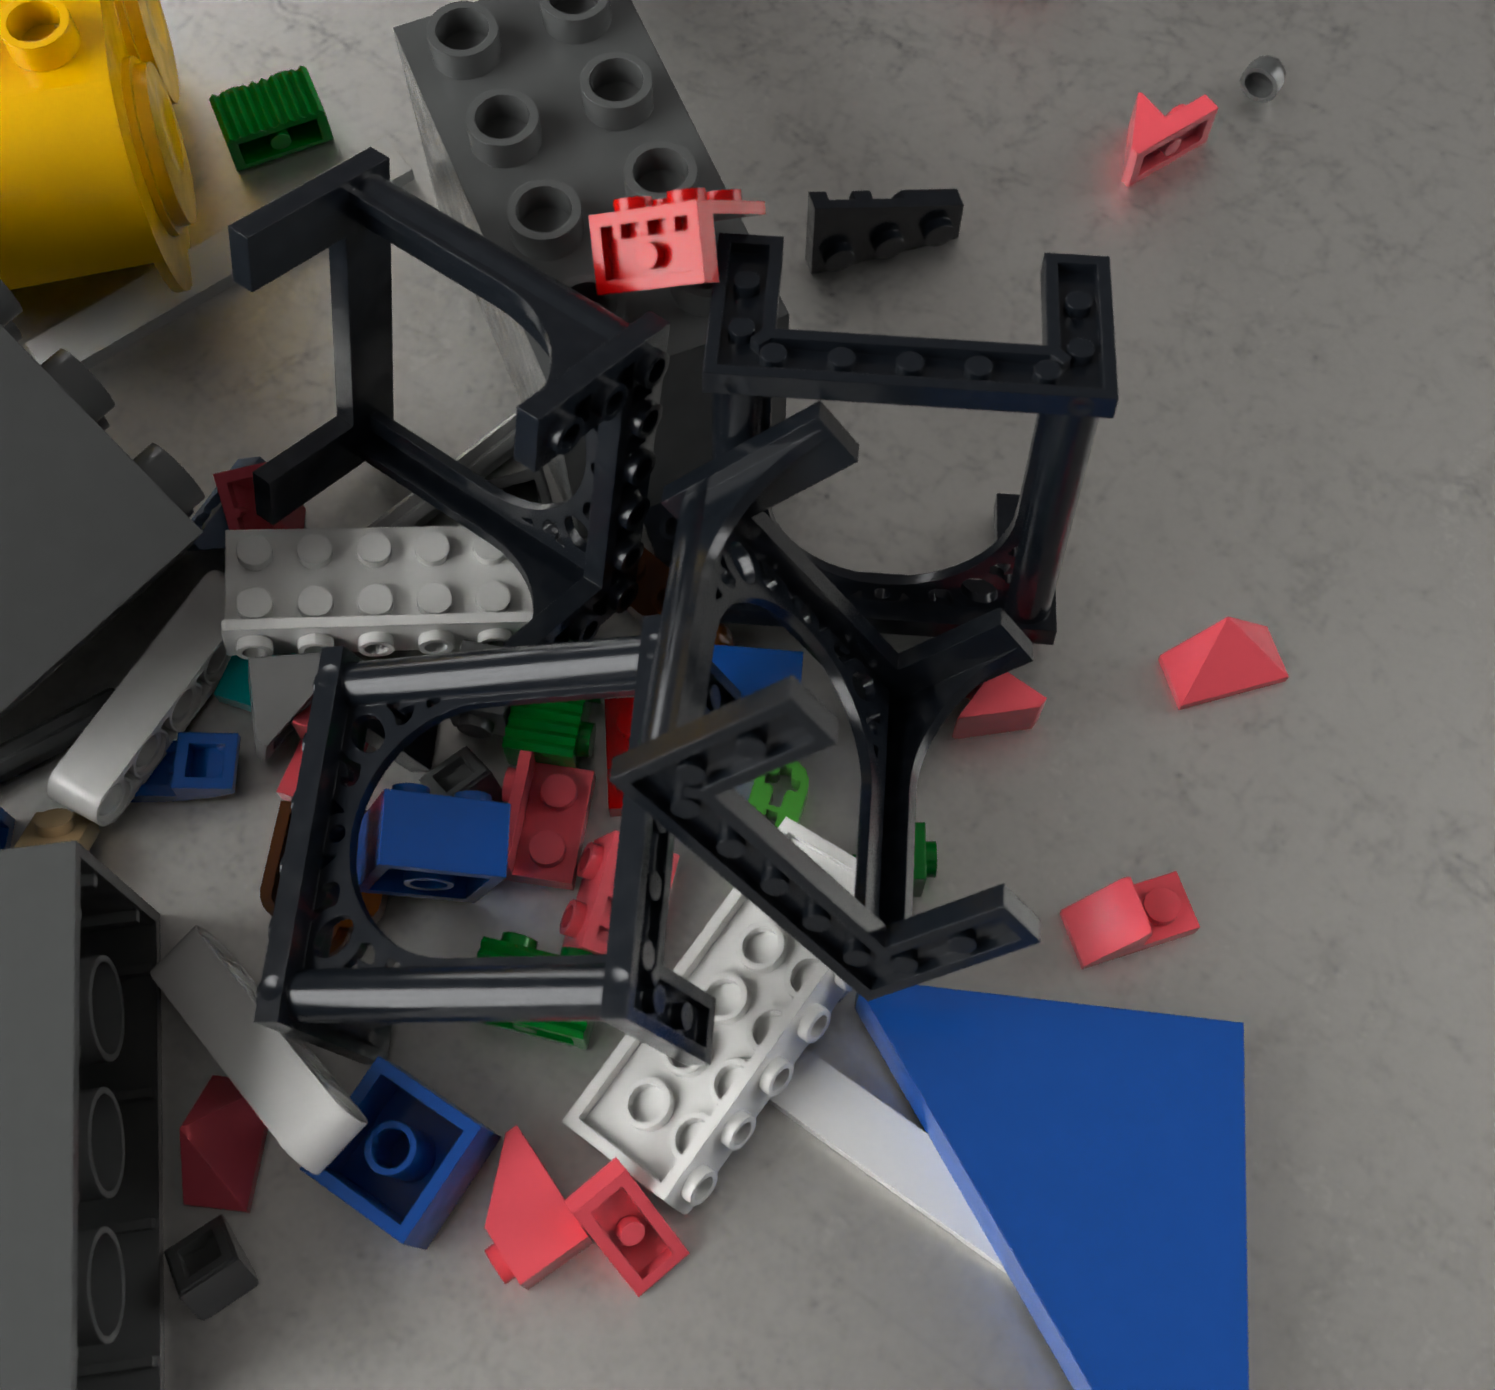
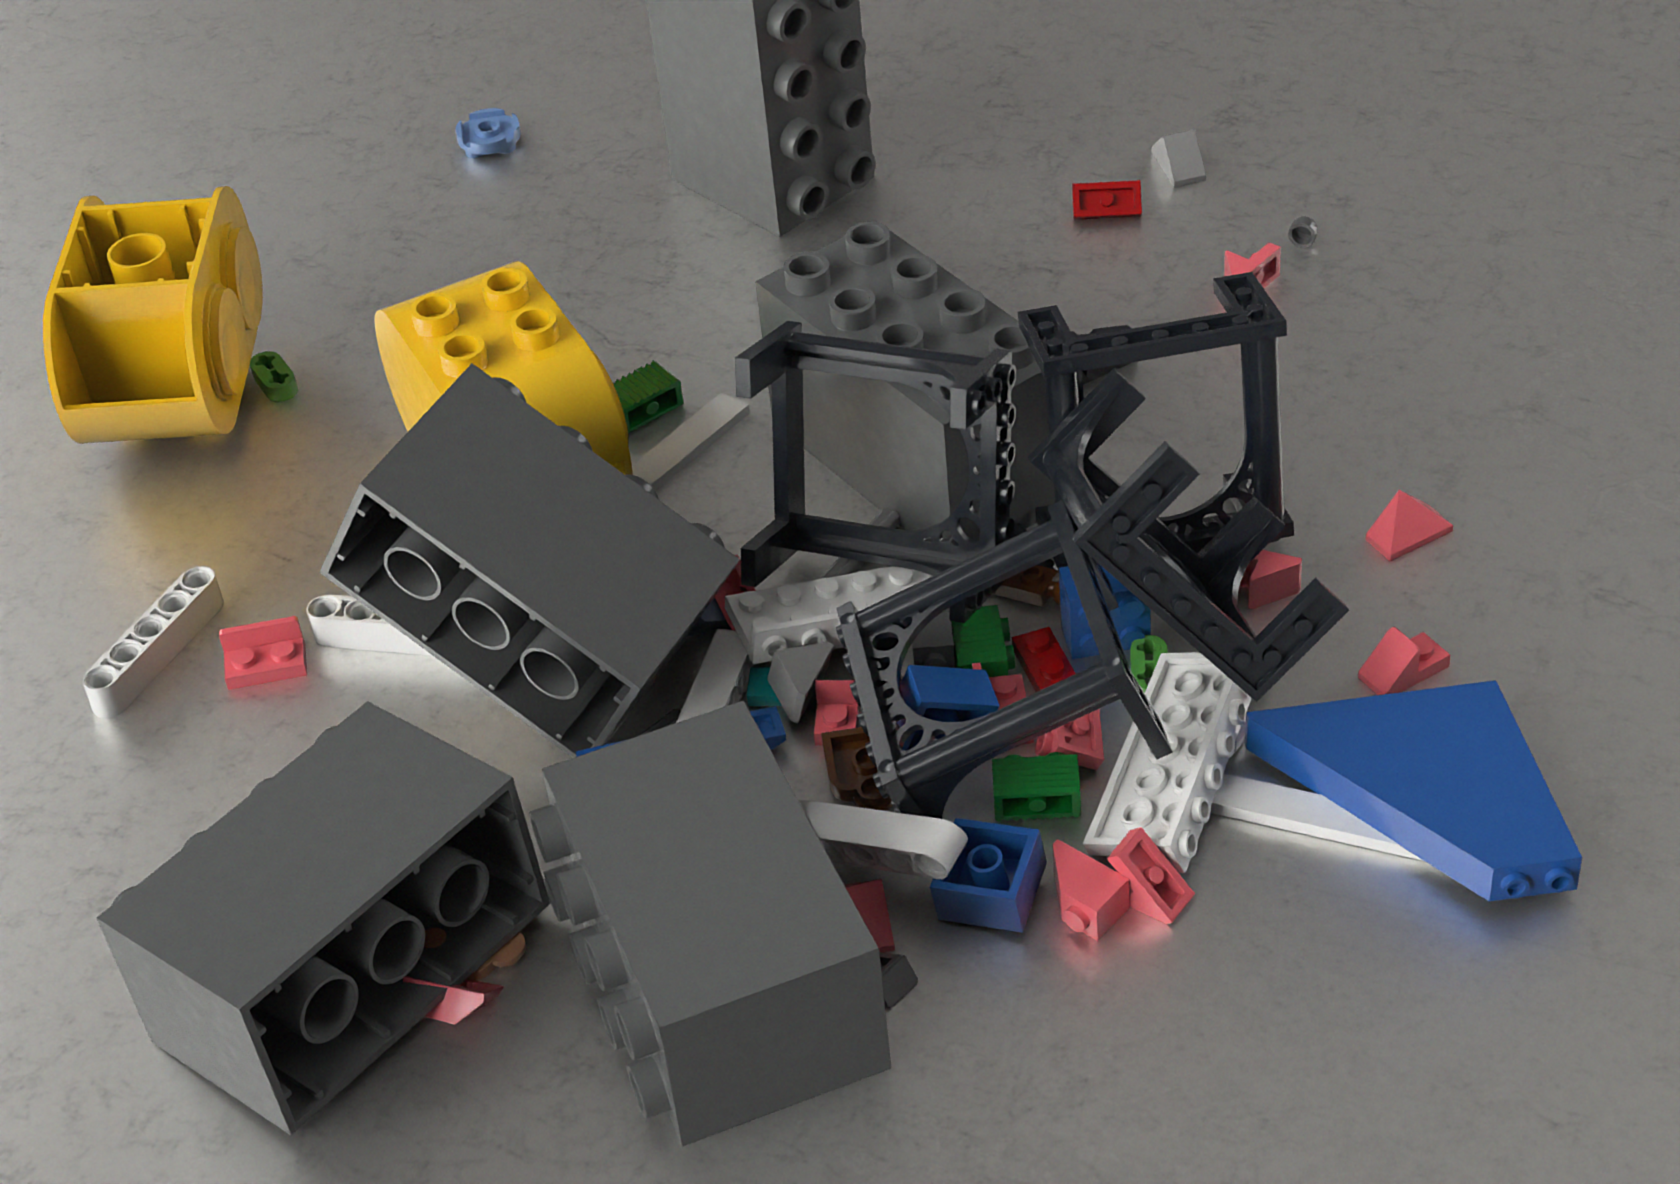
camera: 10 degrees left, 25 degrees down
(663, 239) = (988, 319): bracket -> none

